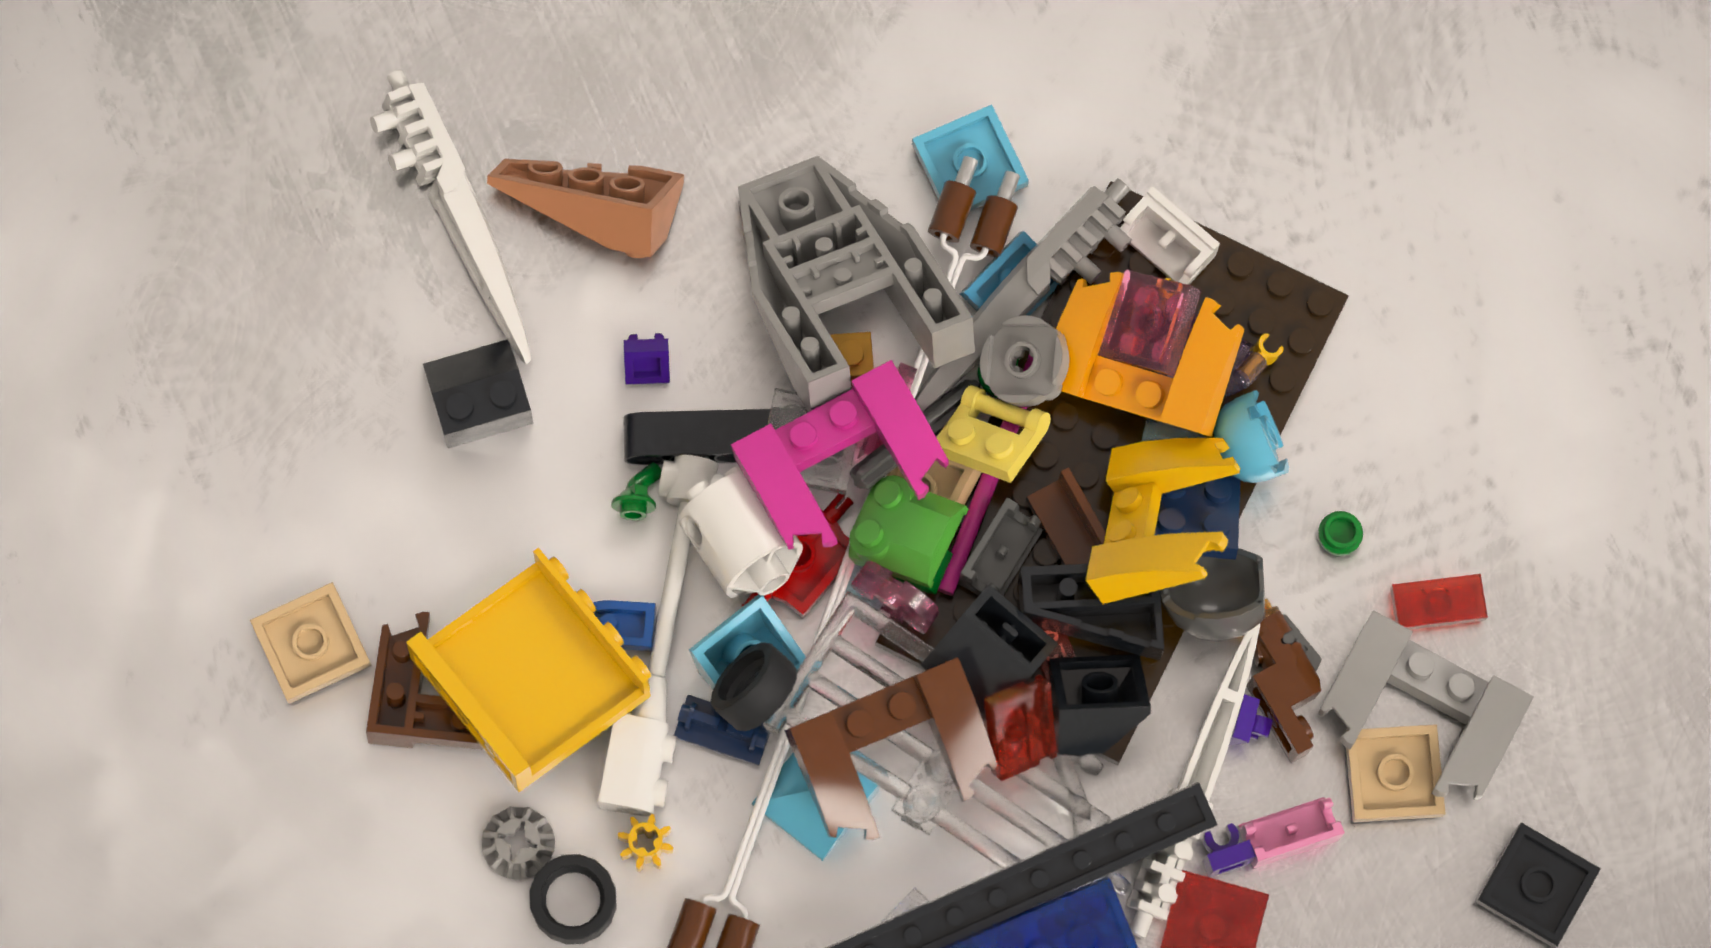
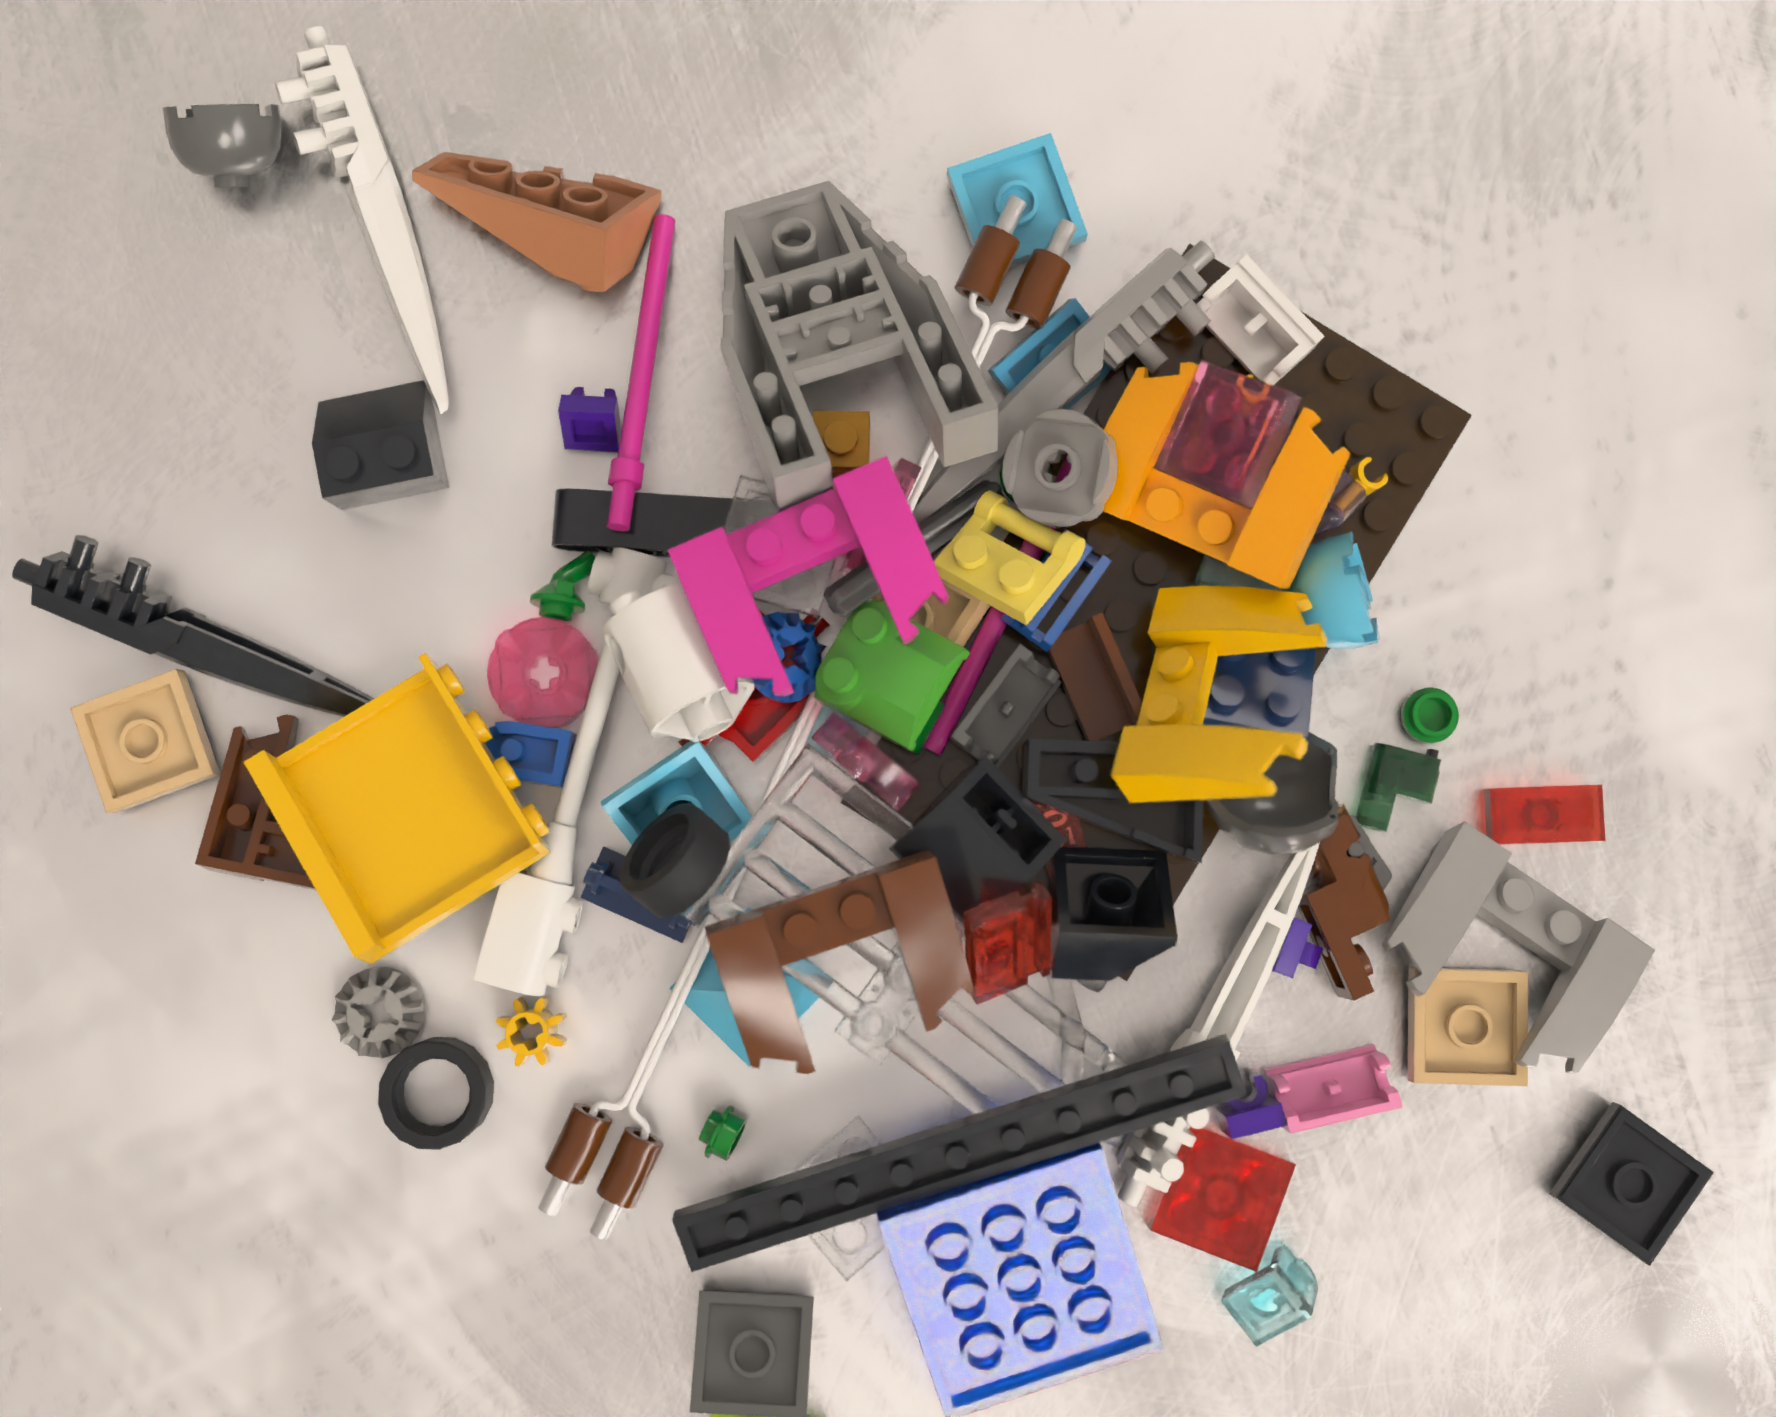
camera: 10 degrees right, 10 degrees up
(297, 547) = (129, 614): none -> black piece
(335, 165) = (225, 140): none -> dark grey cylinder
(607, 544) = (520, 650): none -> clear pink plate
(682, 393) = (626, 470): none -> dark pink bar
(806, 911) = (722, 1133): none -> green plate
(839, 524) = (785, 631): none -> blue gear
(1062, 438) = (1043, 640): none -> blue tile
(1317, 582) = (1393, 774): none -> clear green piece

